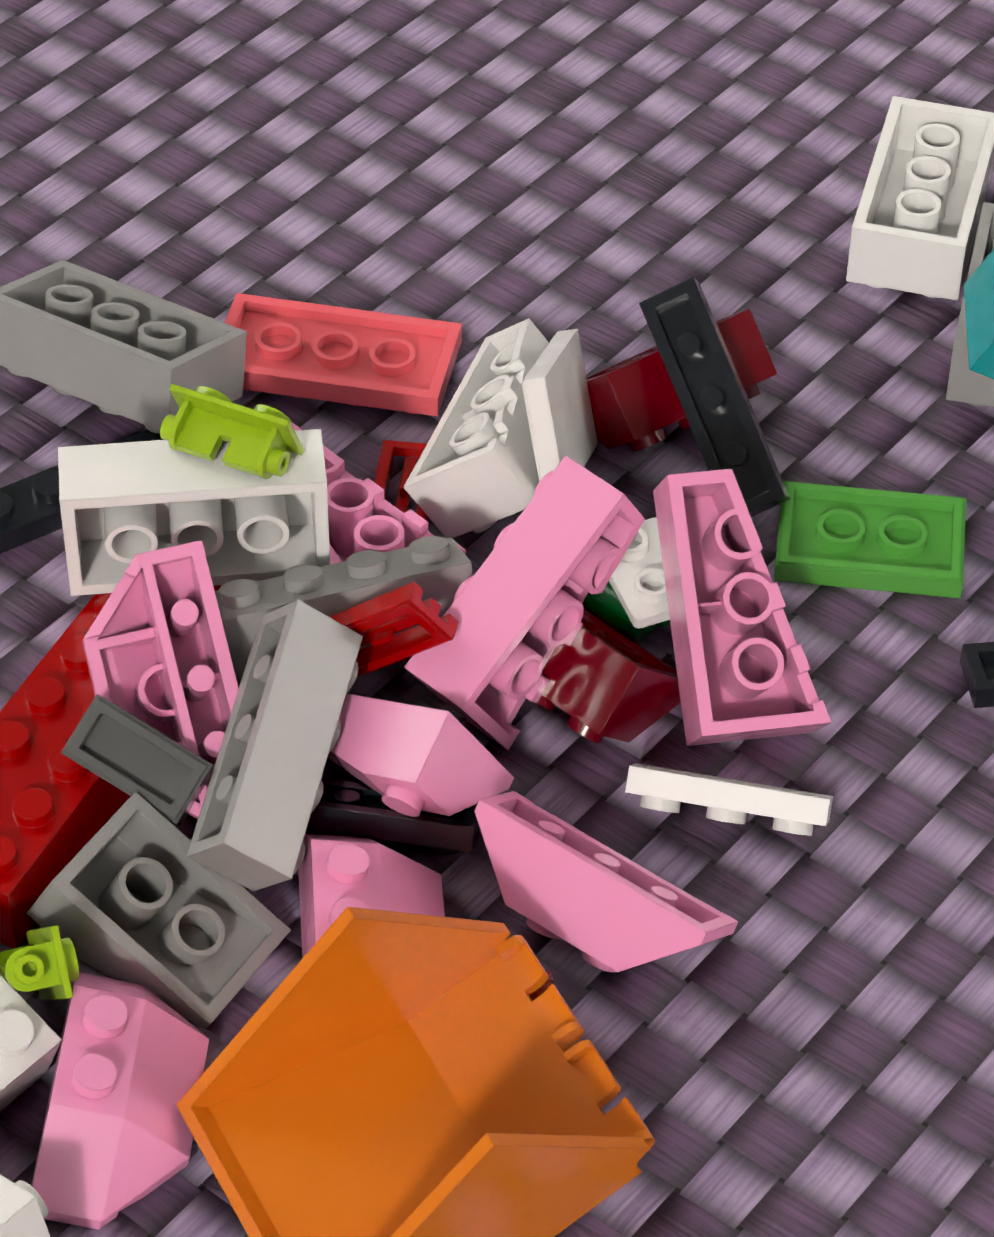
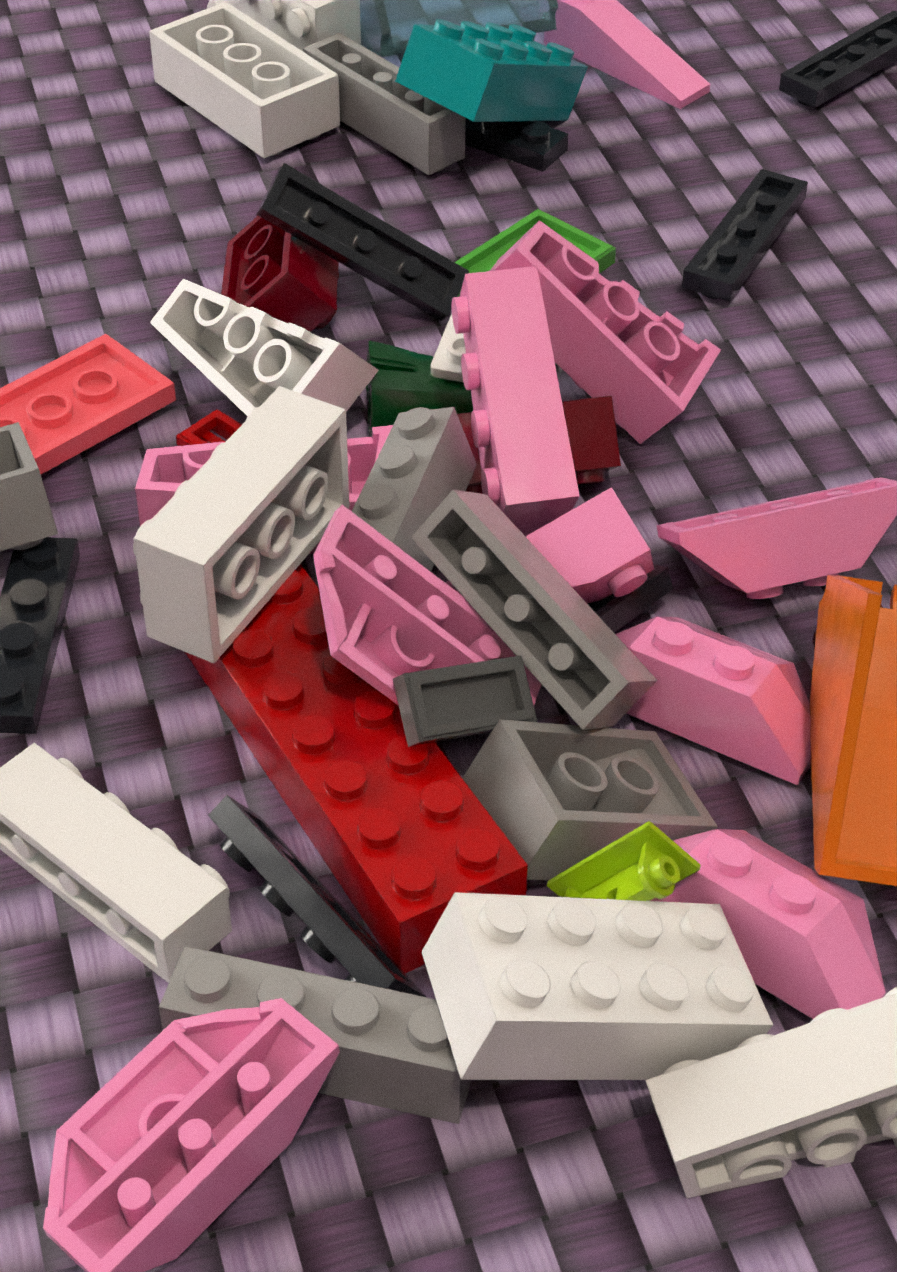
camera: 55 degrees left, 0 degrees up
(254, 435) = (223, 428): lime hinge -> none
(389, 614) = (491, 466): red tile -> none
(559, 404) = (307, 297): white tile -> none
(728, 798) = (726, 440): white plate -> none

